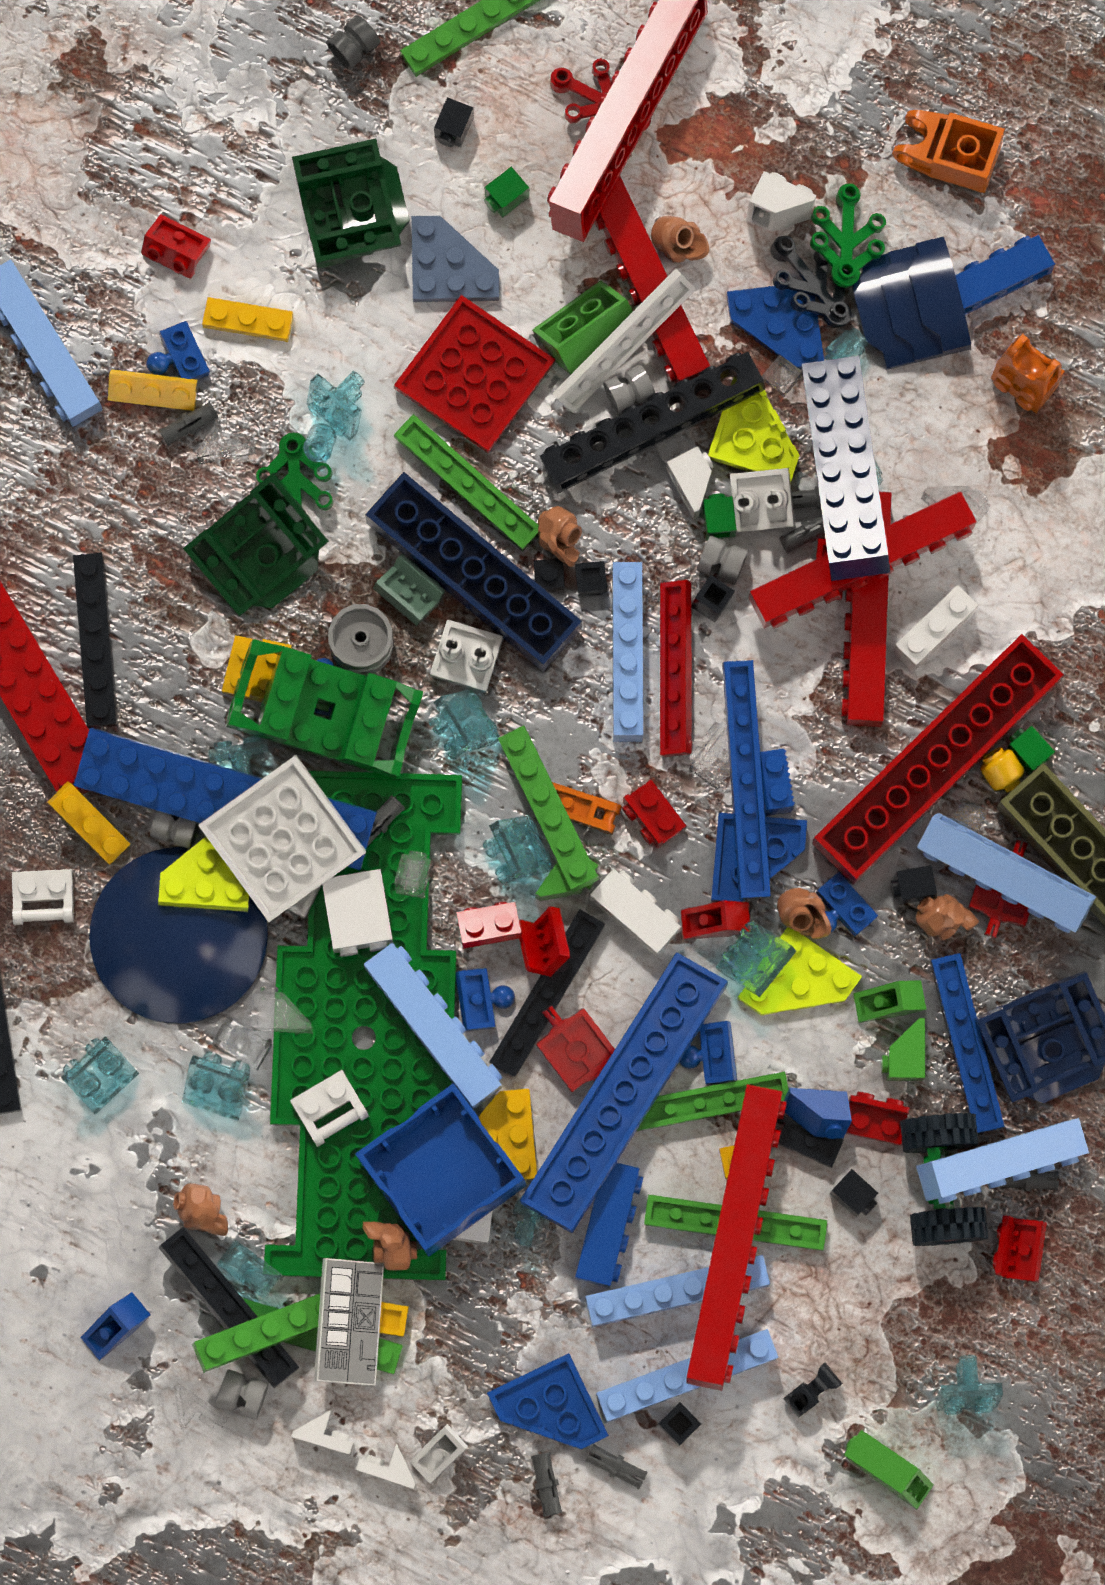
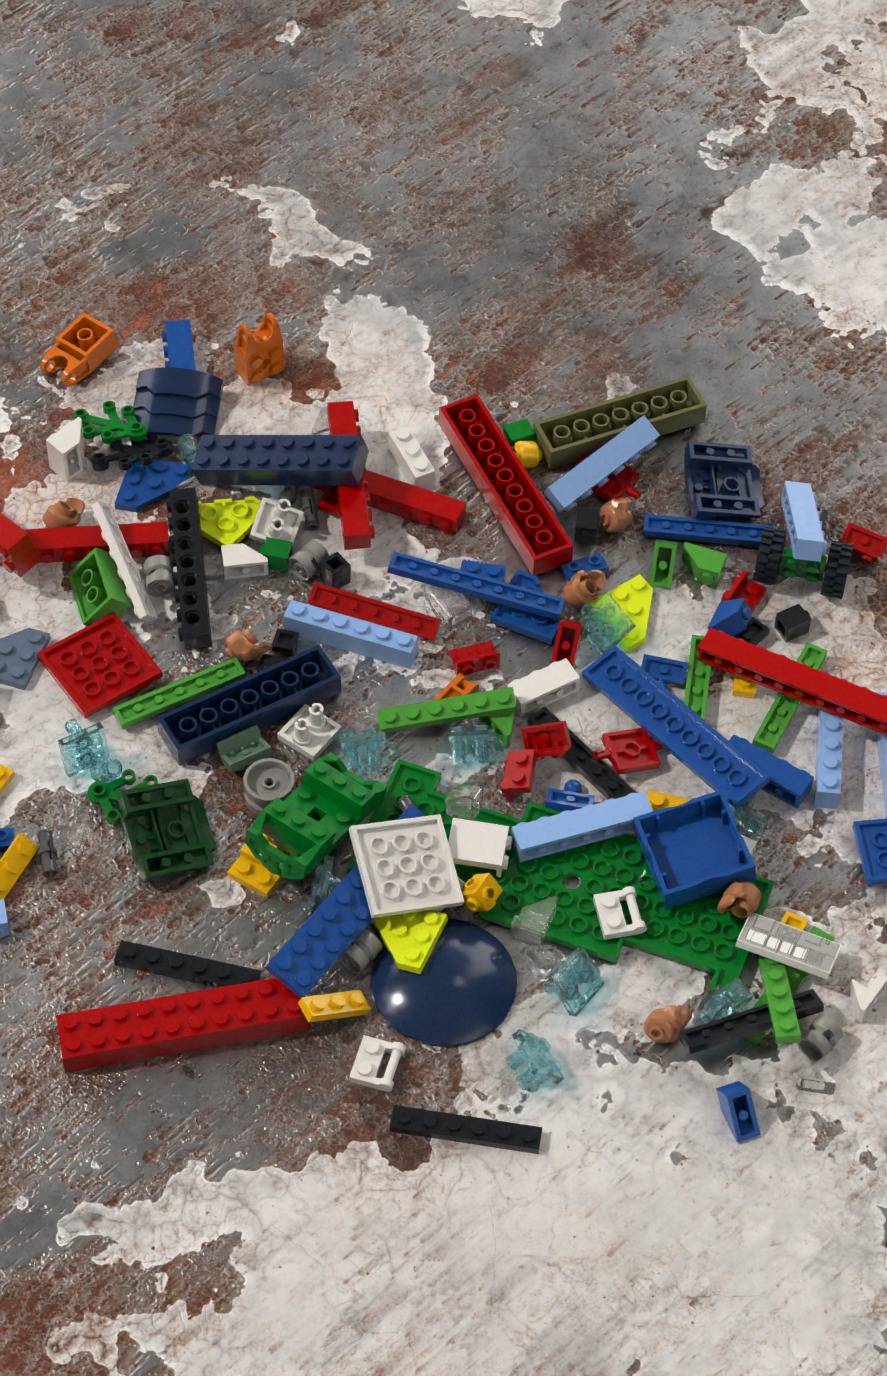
camera: 70 degrees left, 25 degrees down
(291, 937) = (481, 892): none -> yellow brick

